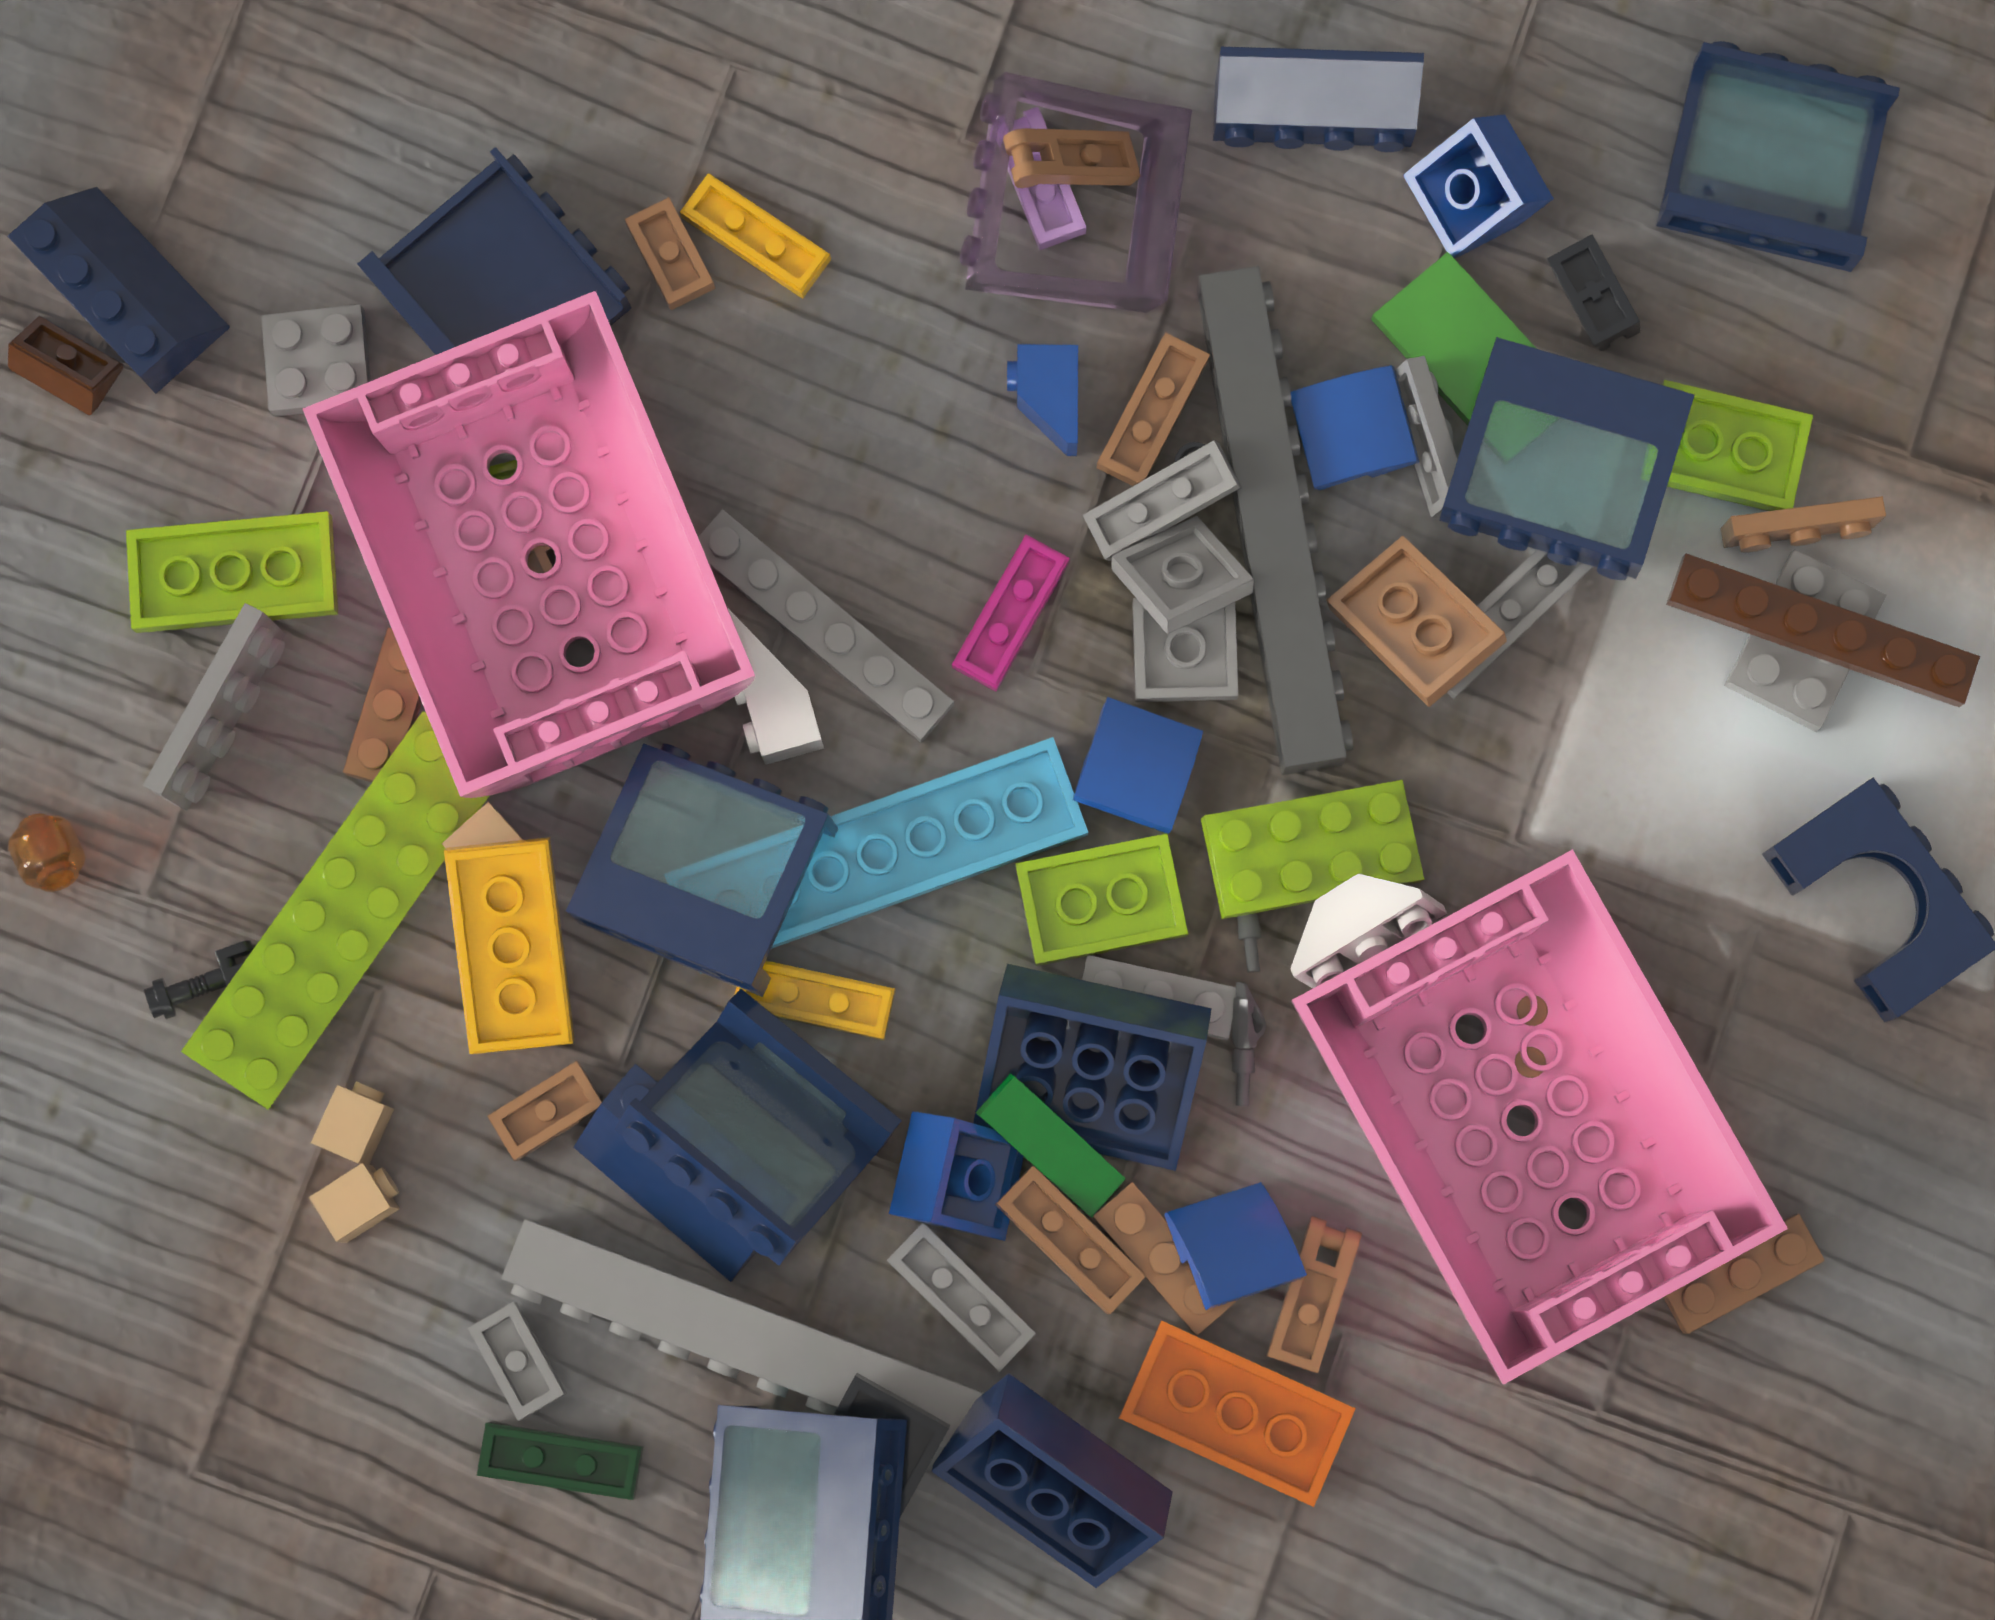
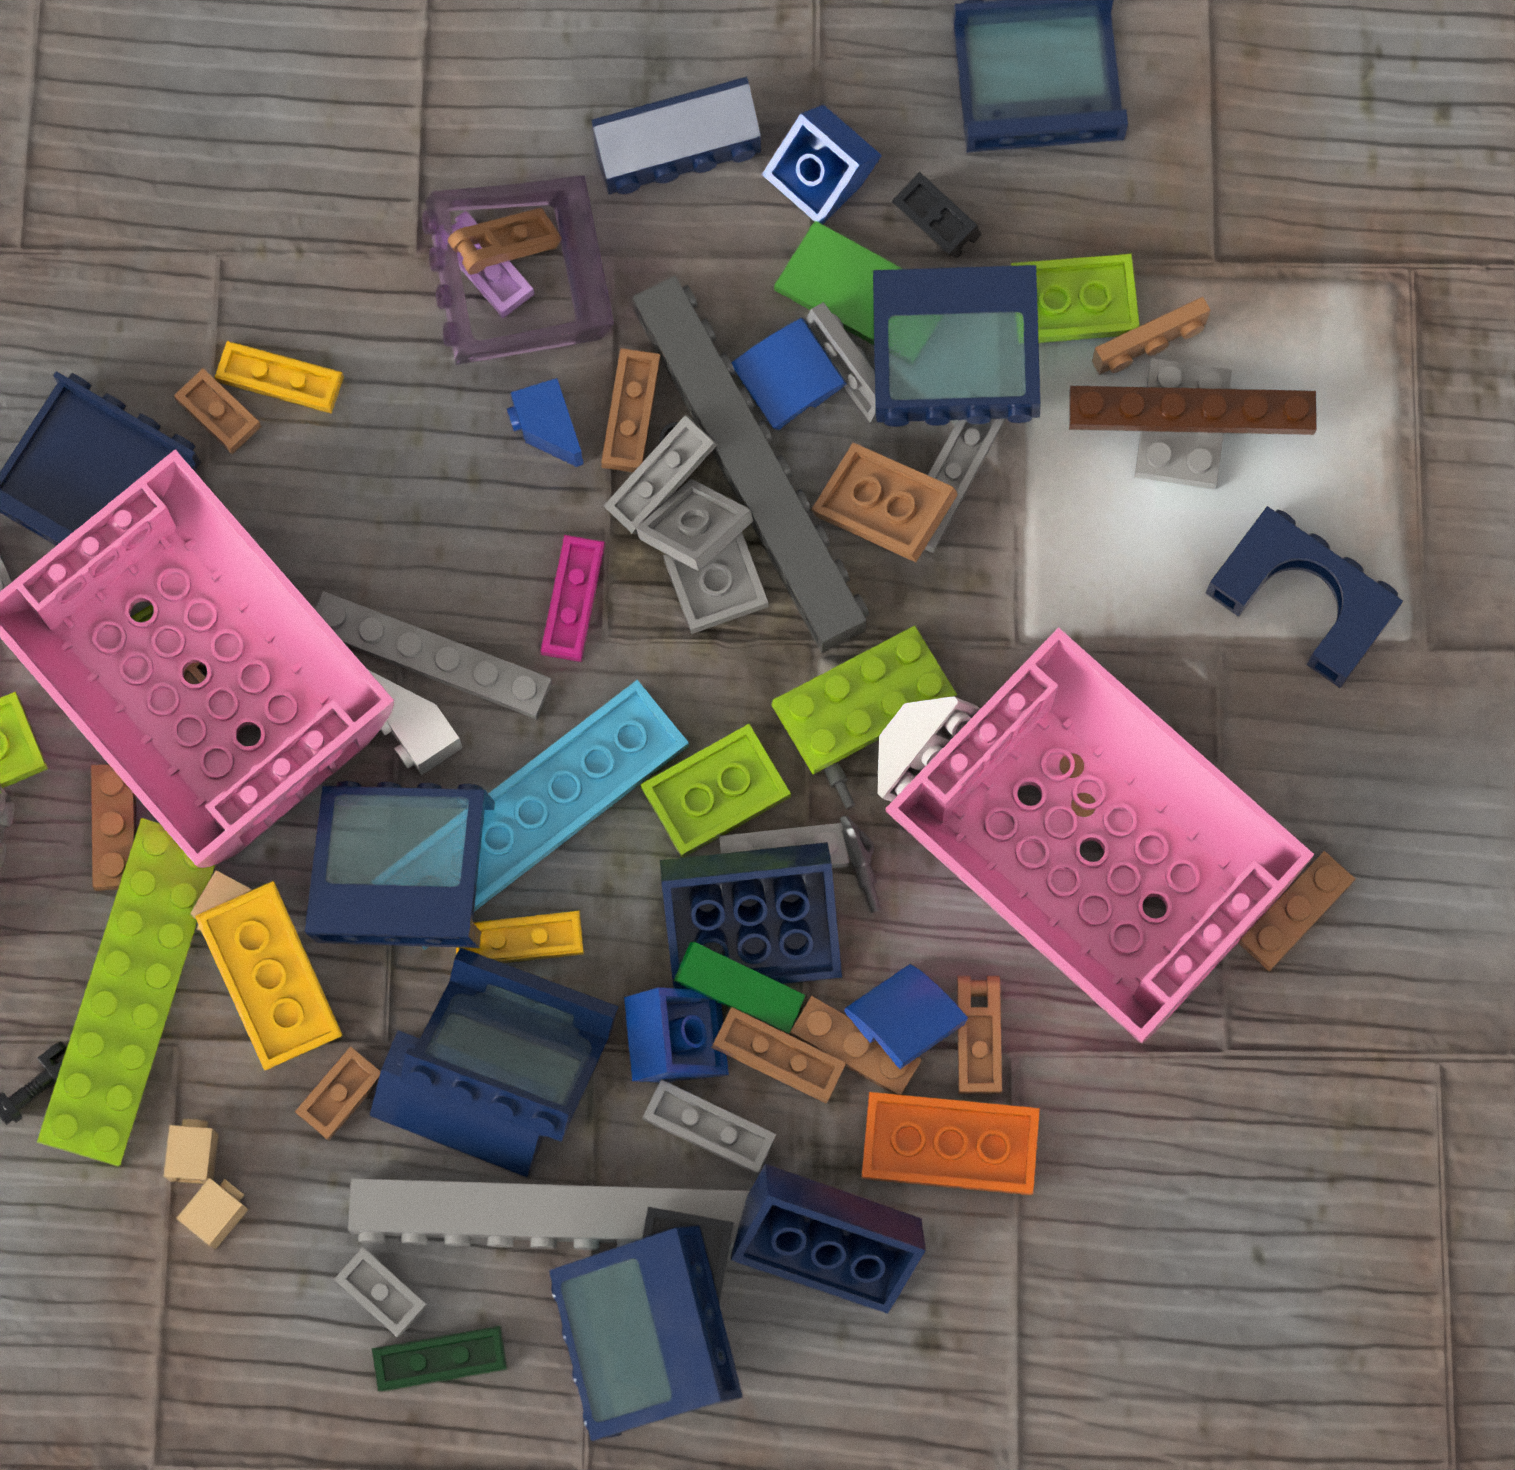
camera: 20 degrees left, 5 degrees down
(1138, 765) = (709, 680): blue slope -> none

